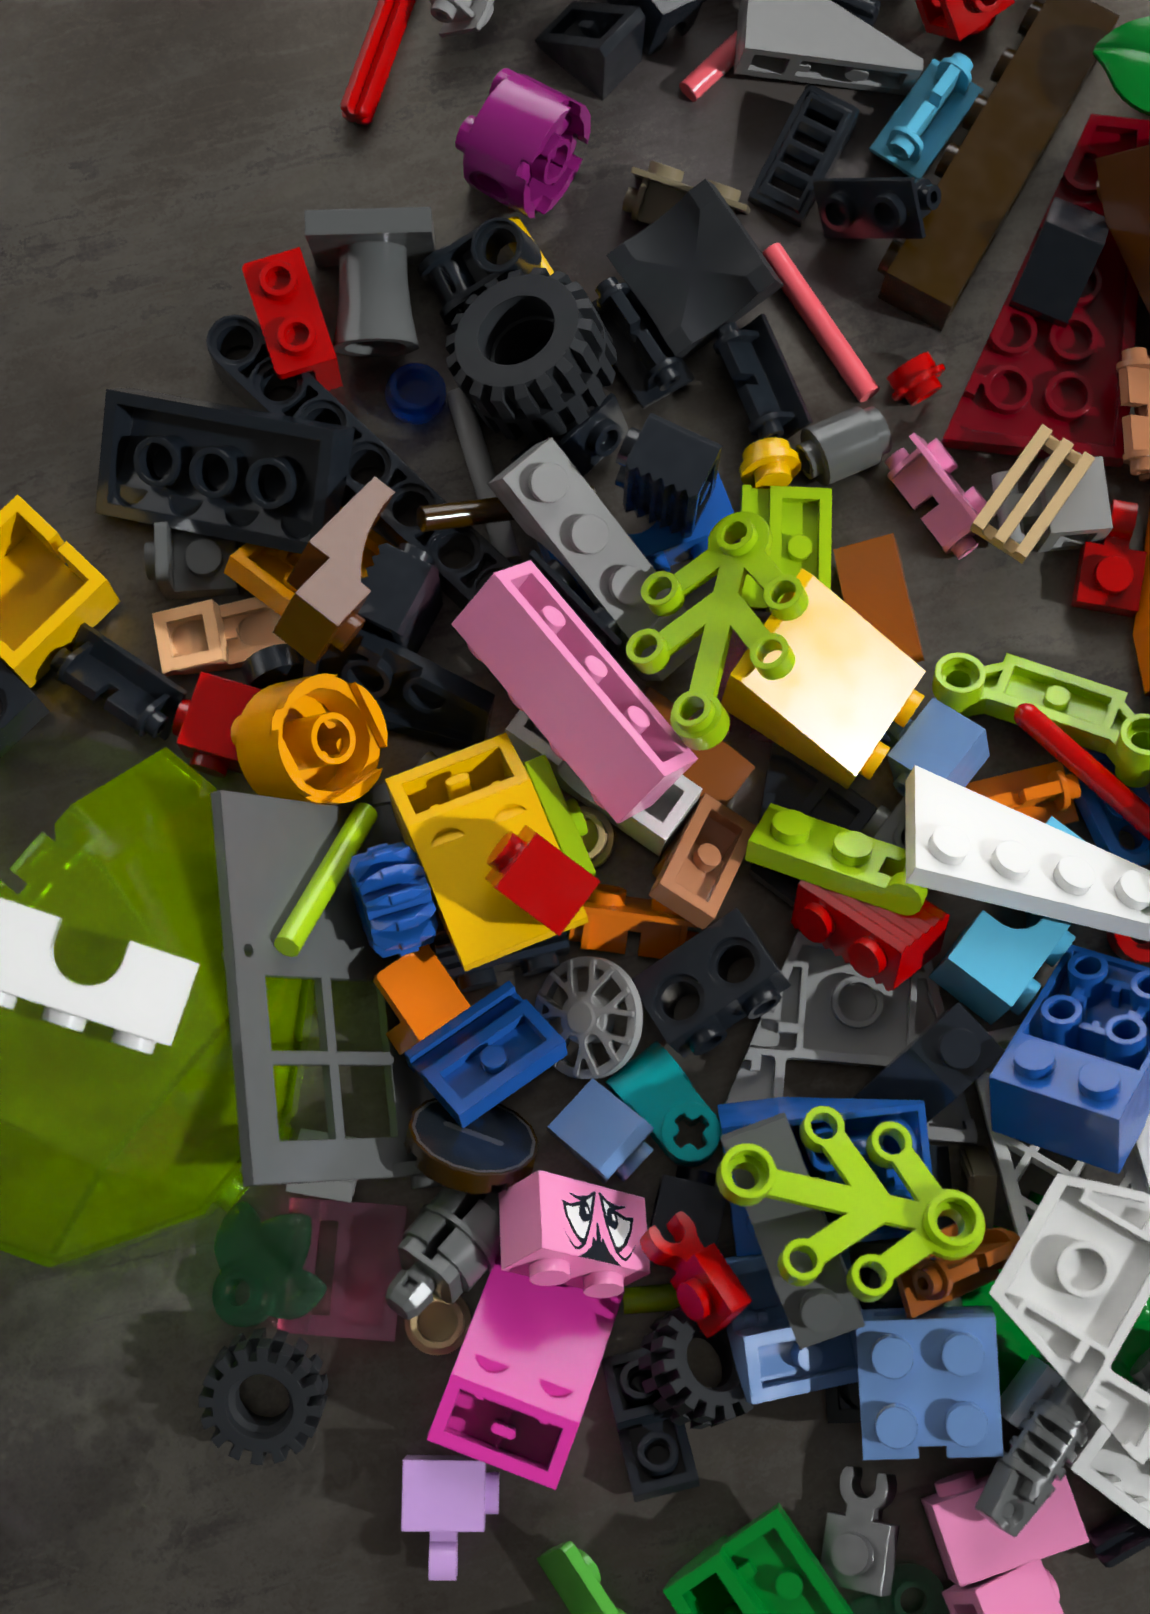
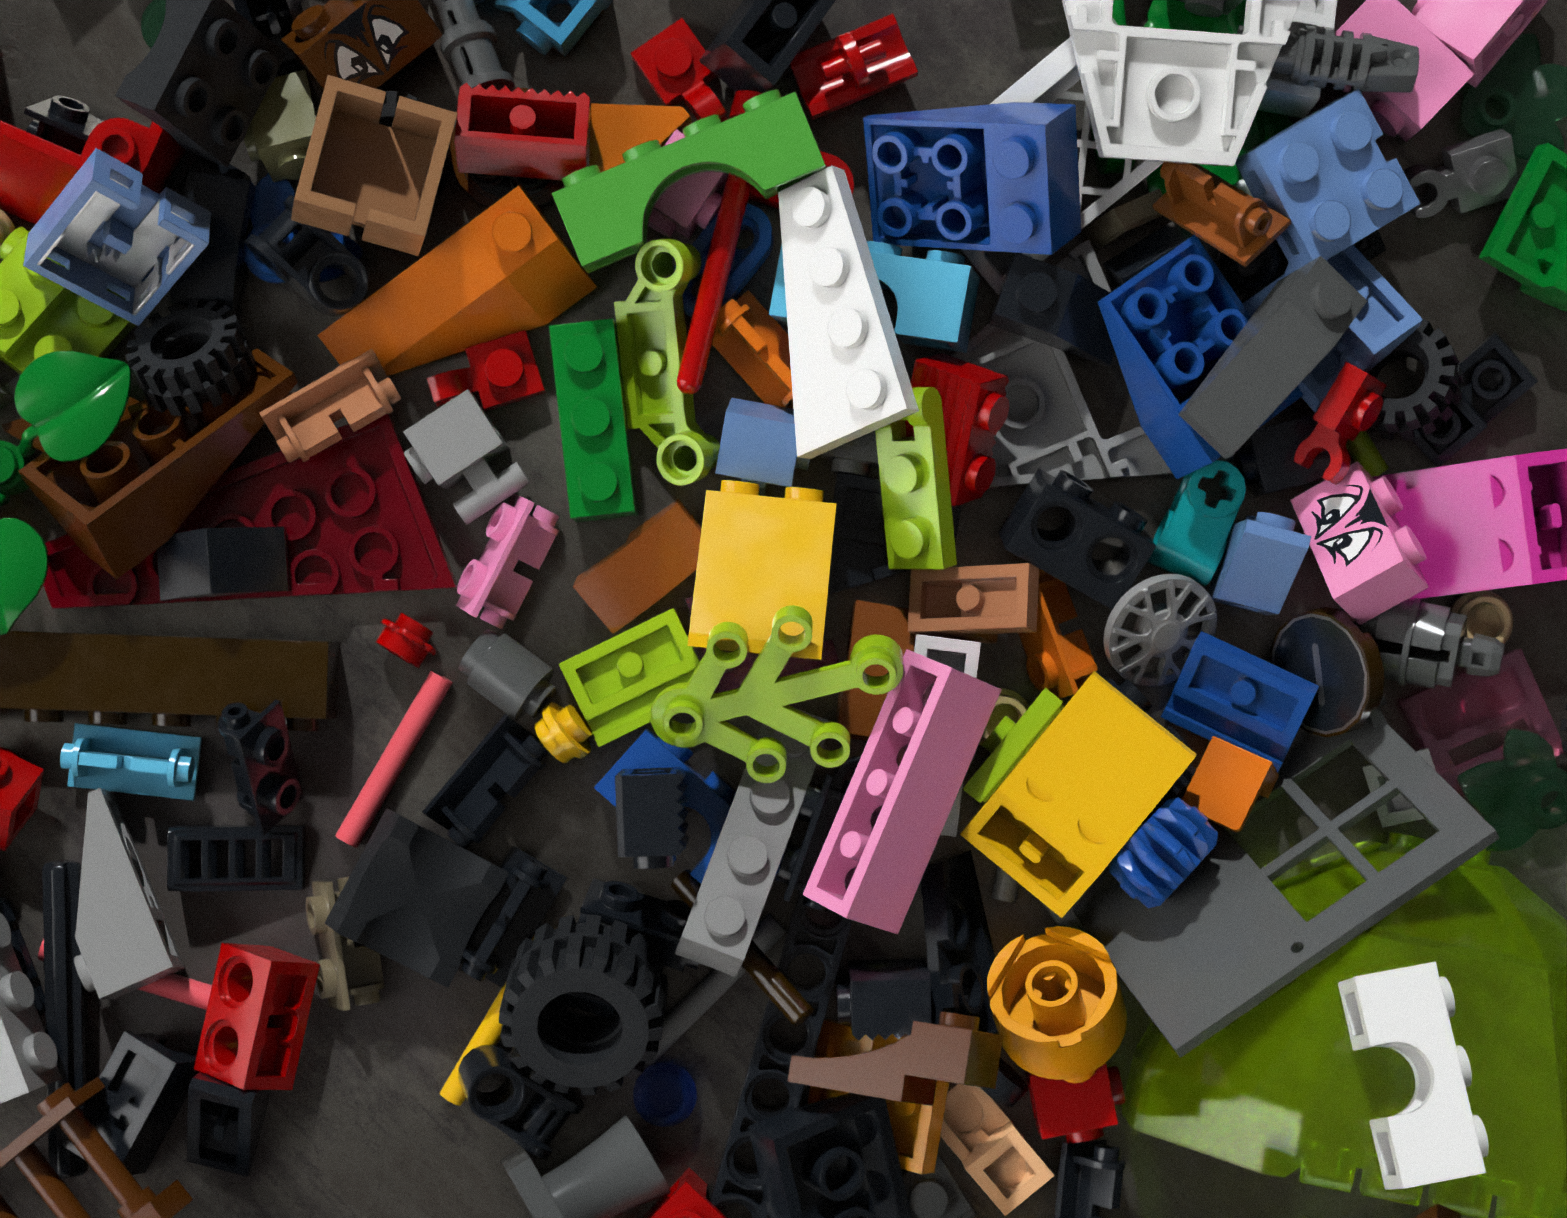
camera: 110 degrees left, 10 degrees up
(325, 880) = (1180, 919): lime bar -> none
(523, 143) = (375, 1126): magenta brick -> none
(540, 878) = (1094, 729): red brick -> none
(664, 100) = (256, 1017): none -> red brick
(861, 1201) = (1227, 307): lime plant -> none
(993, 606) = (593, 421): none -> green arch
(1060, 453) = (422, 470): tan tile -> none

